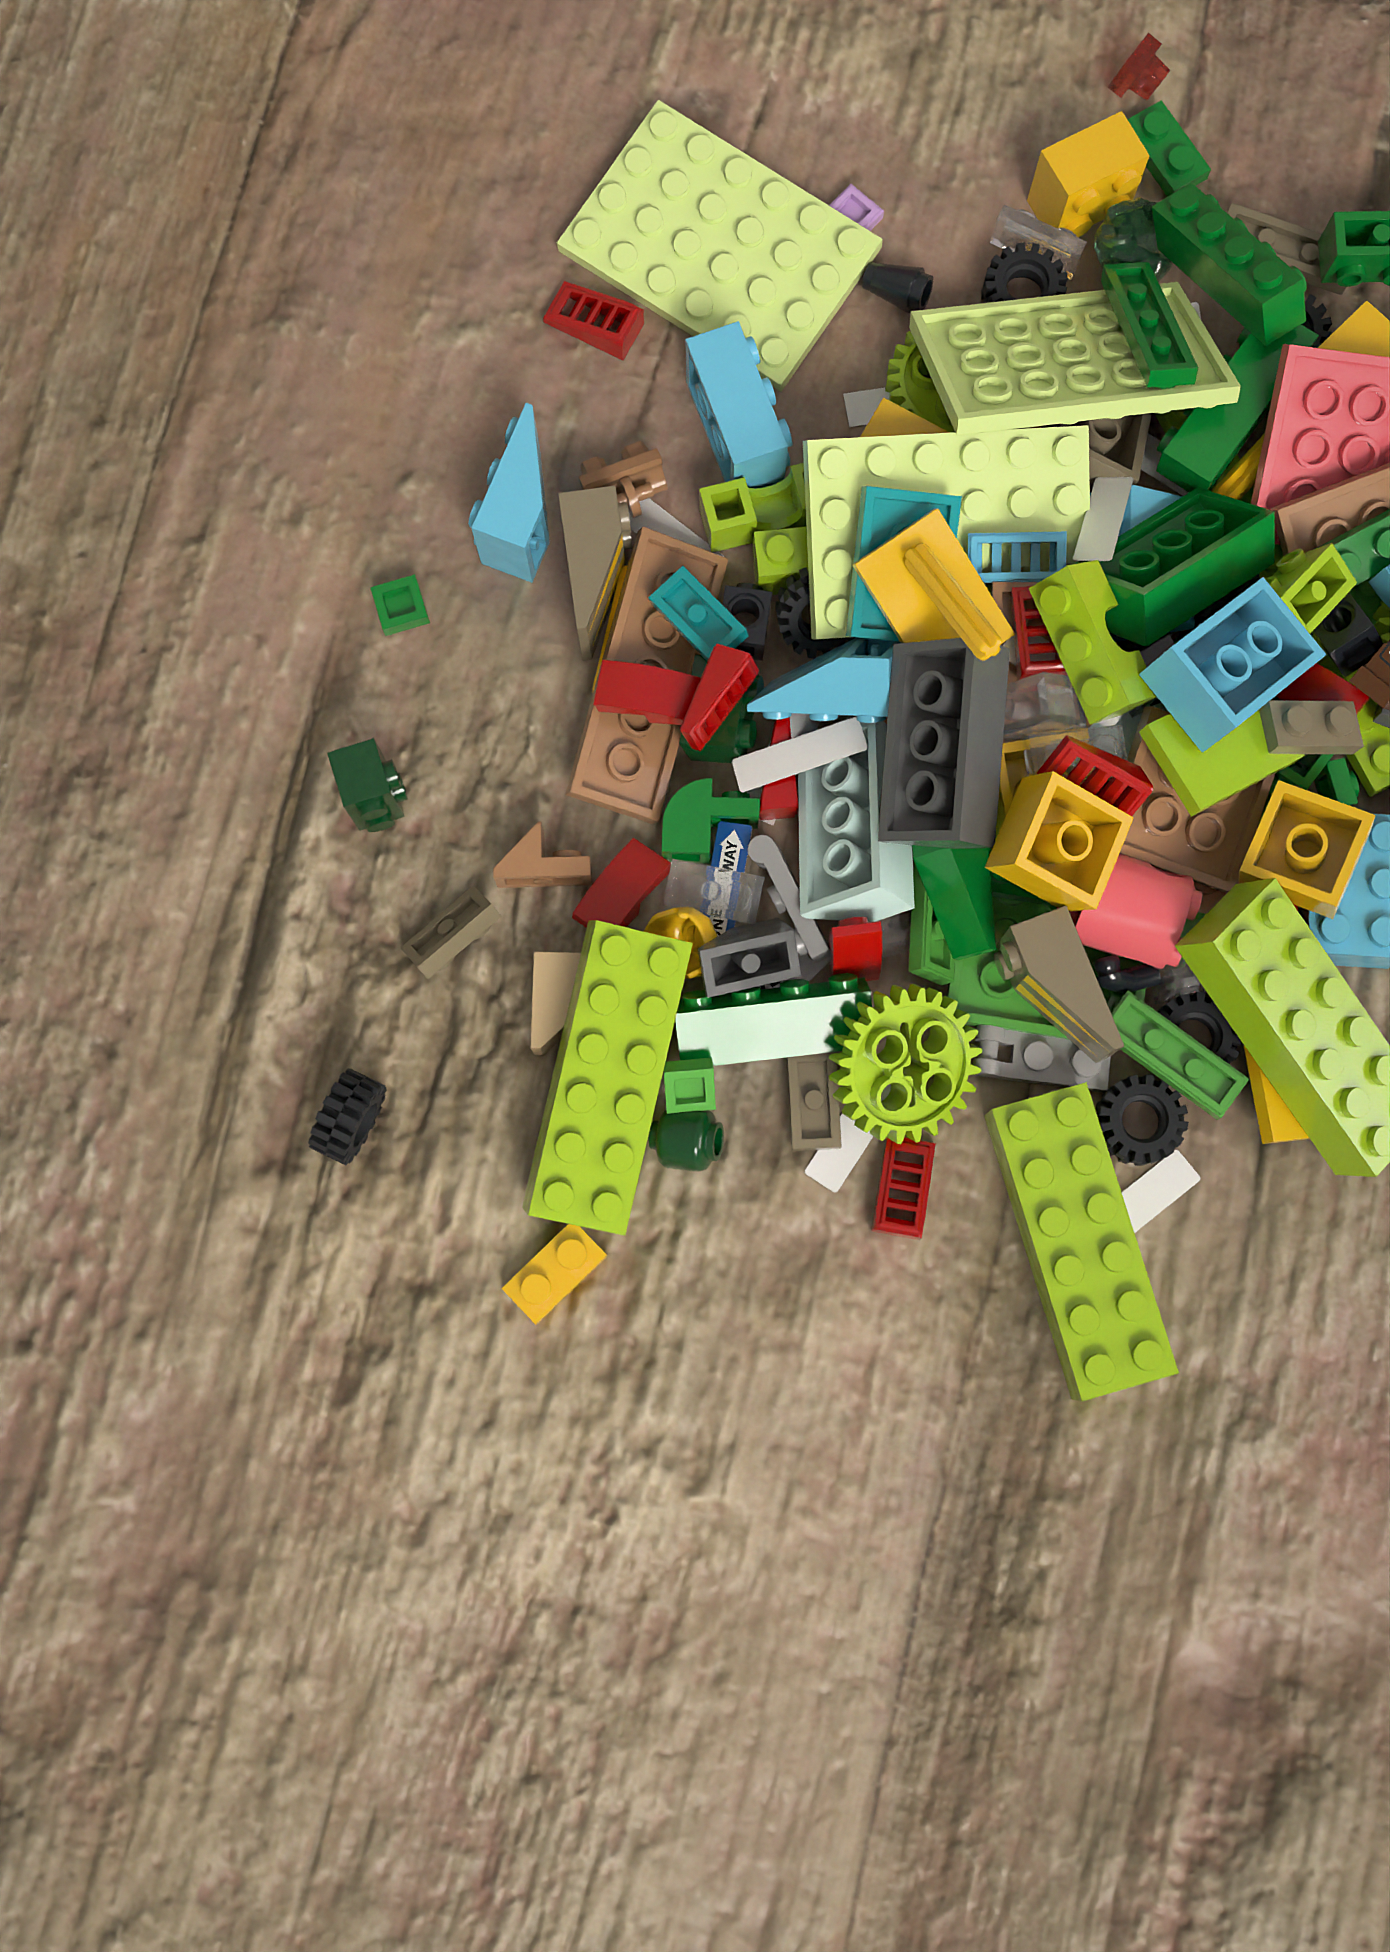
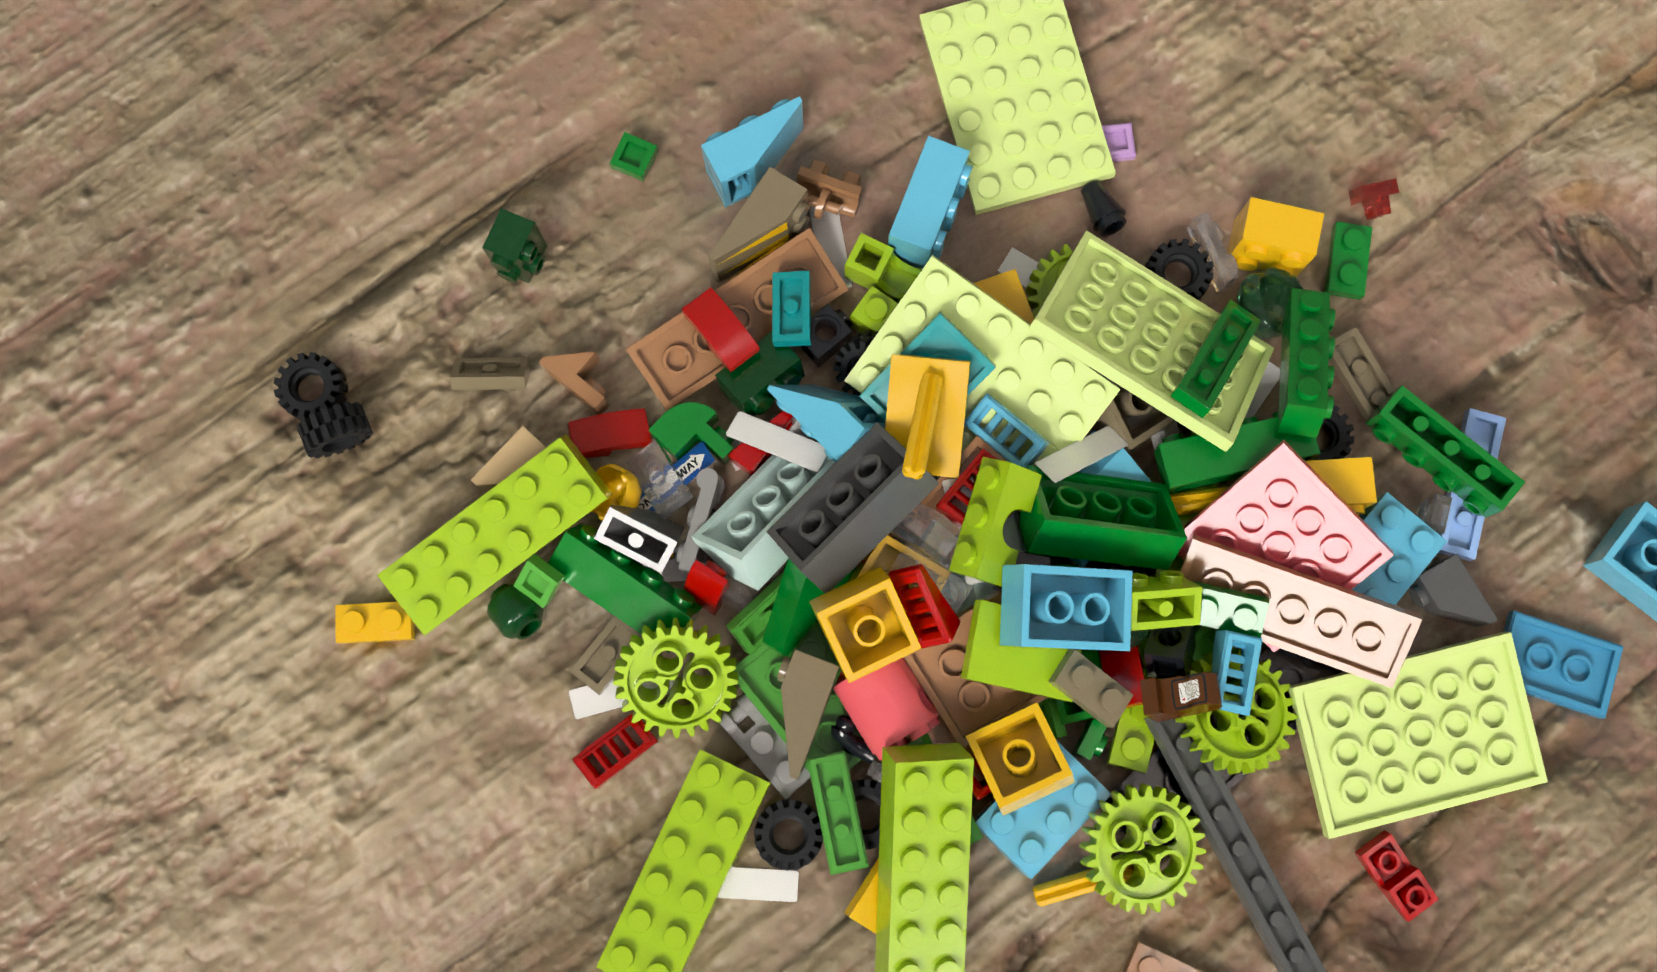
camera: 40 degrees right, 0 degrees up
(259, 1078) = (296, 372): none -> black tyre
(613, 343) = (913, 102): red slope -> none
(718, 691) = (758, 363): red slope -> none

